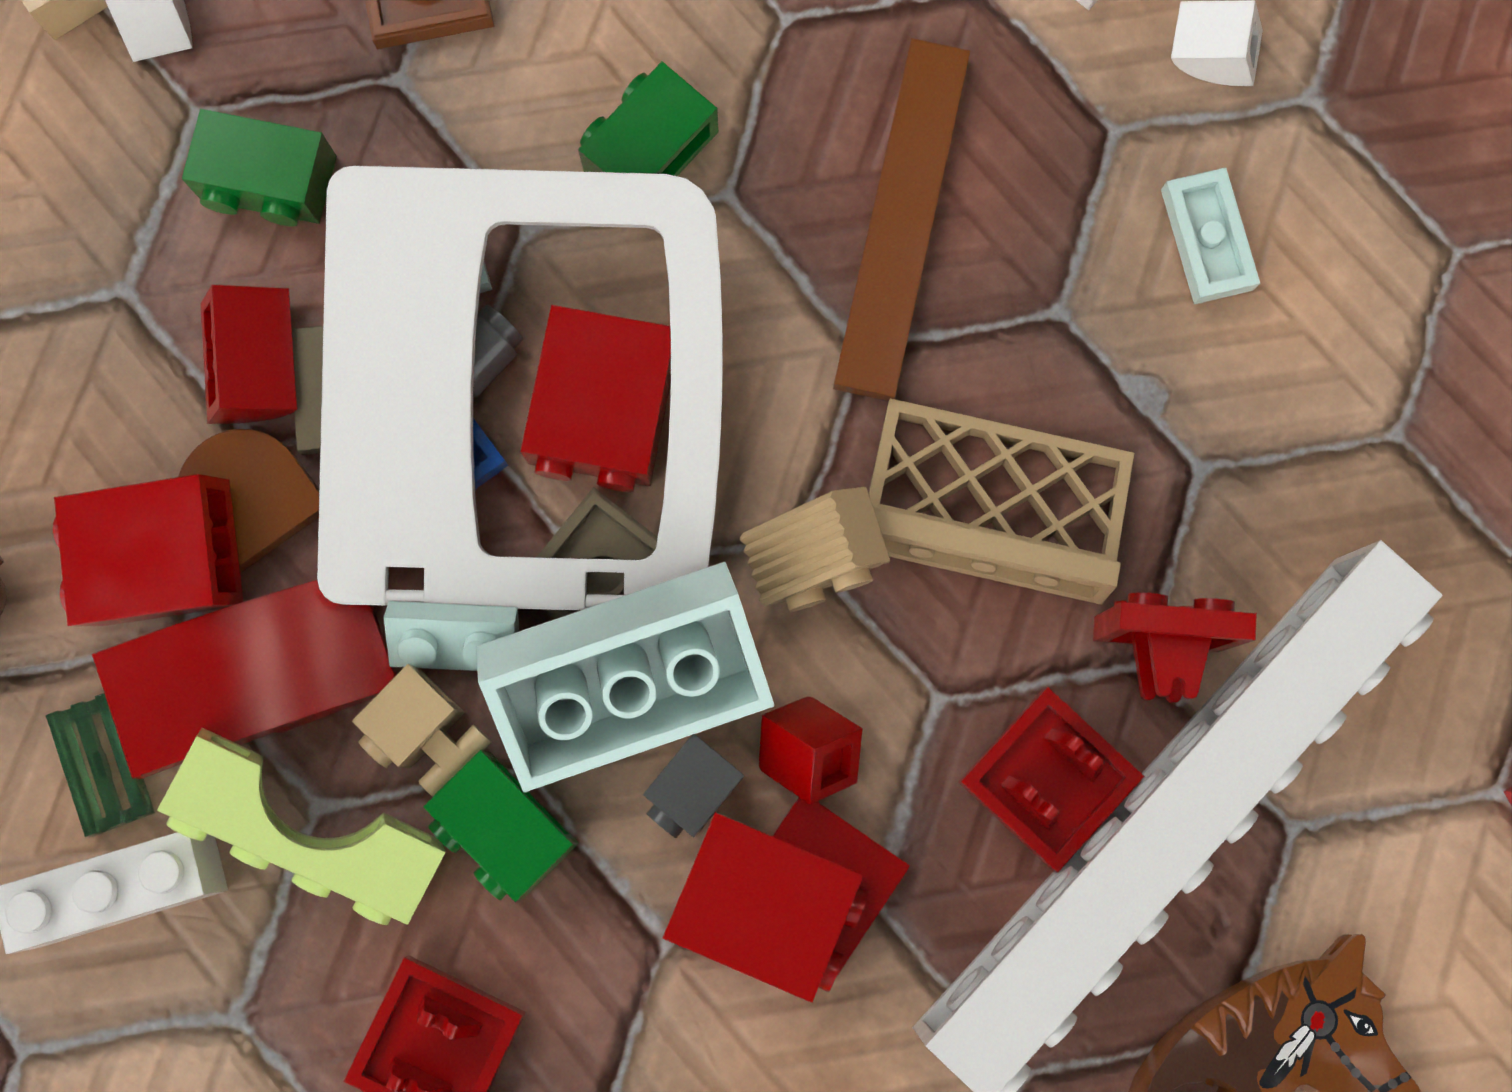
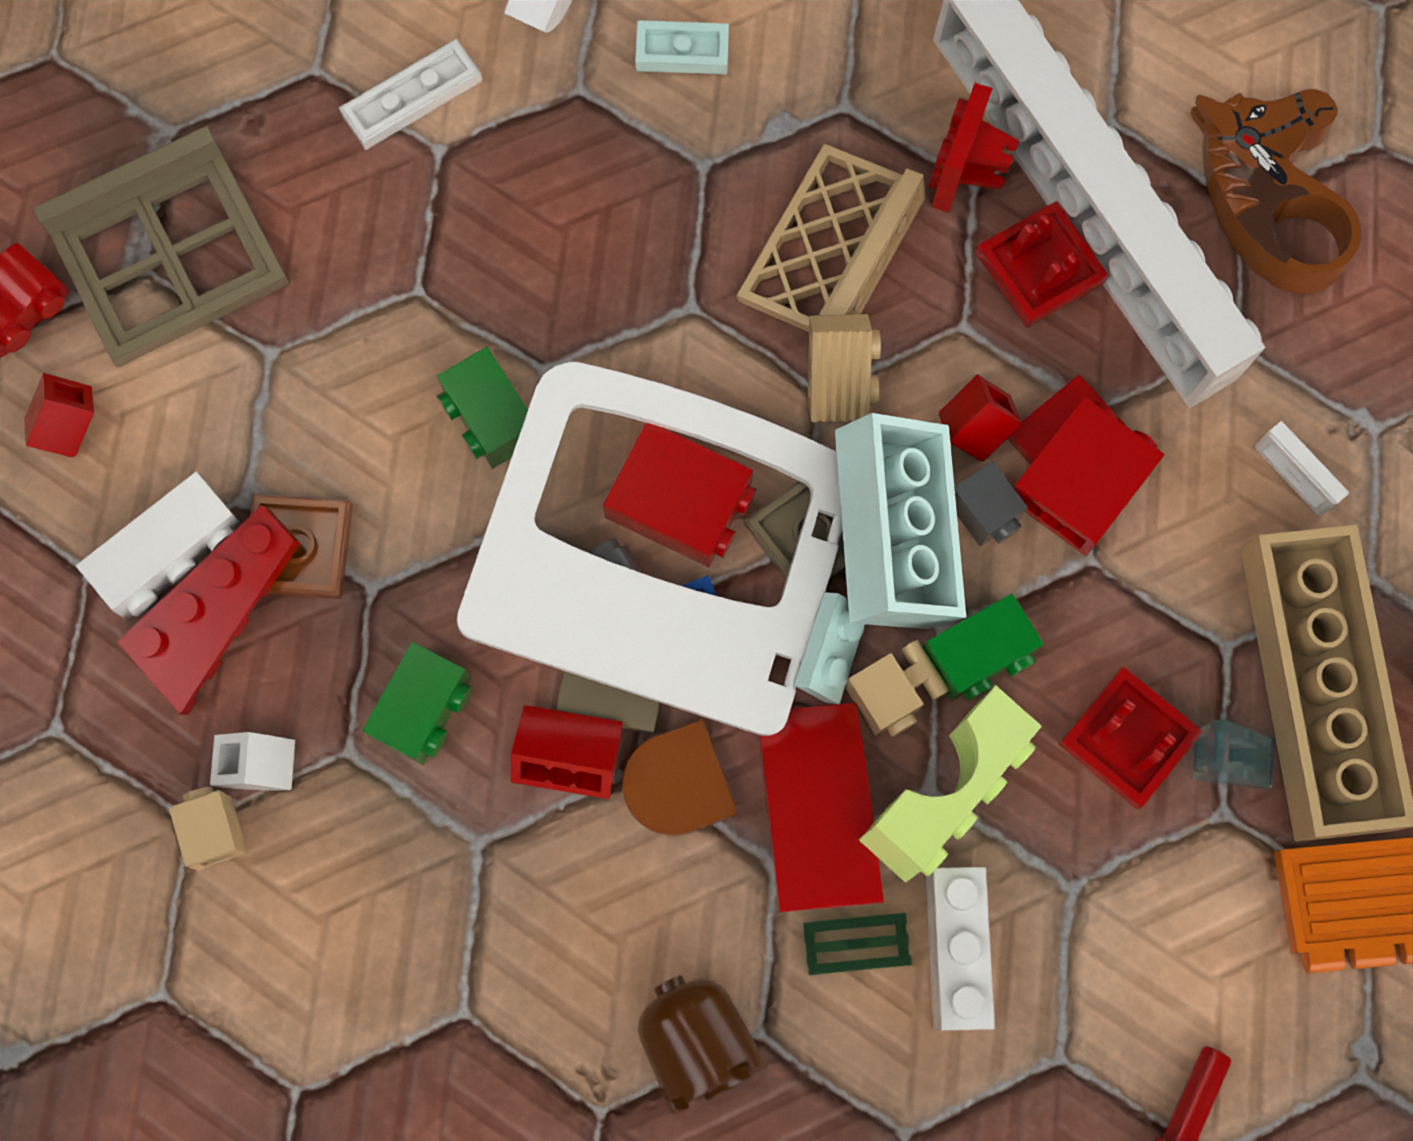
camera: 75 degrees left, 5 degrees down
(147, 551) = (706, 860): red brick -> none
(901, 220) = (603, 250): dark orange tile -> none

